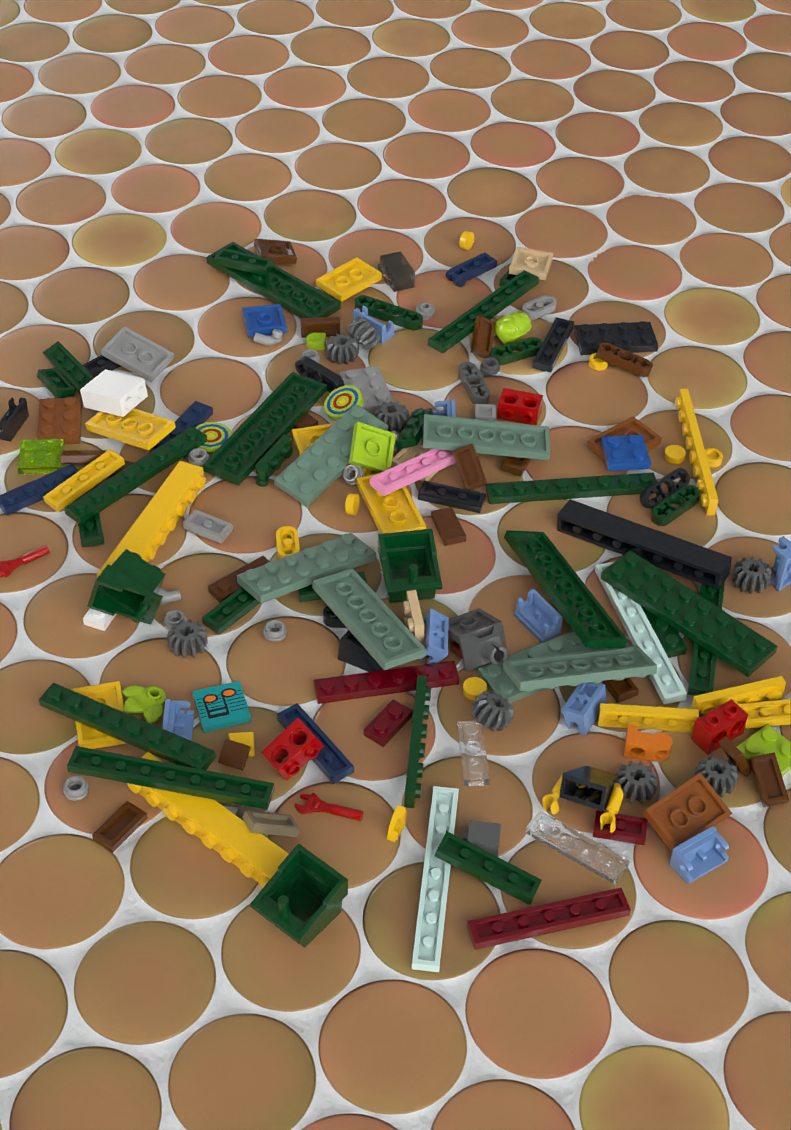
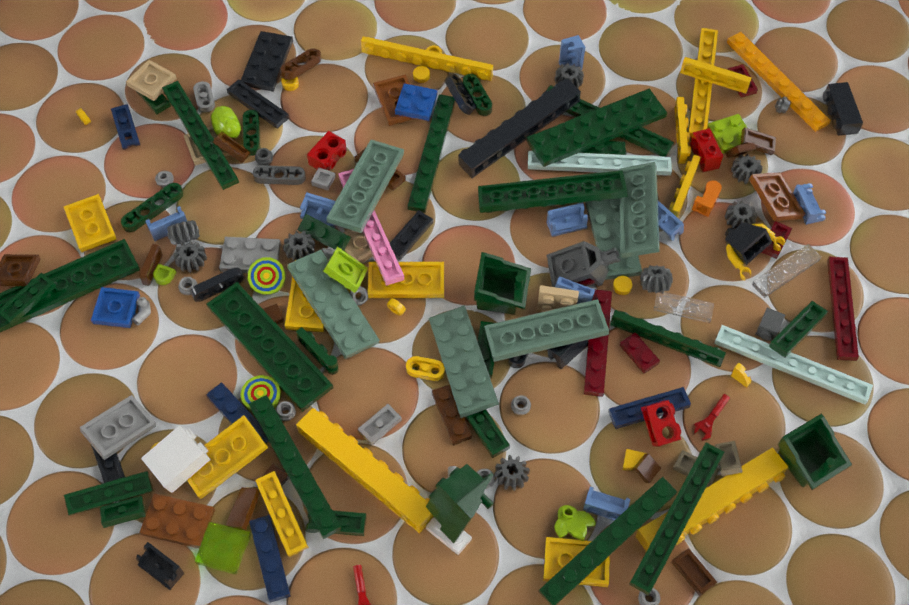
camera: 70 degrees left, 15 degrees up
(221, 706) = (589, 466): teal tile -> none
(397, 271) = (100, 181): clear smoke brick -> none
(448, 526) = (443, 247): reddish brown tile -> none
(469, 467) = (393, 209): reddish brown tile -> none

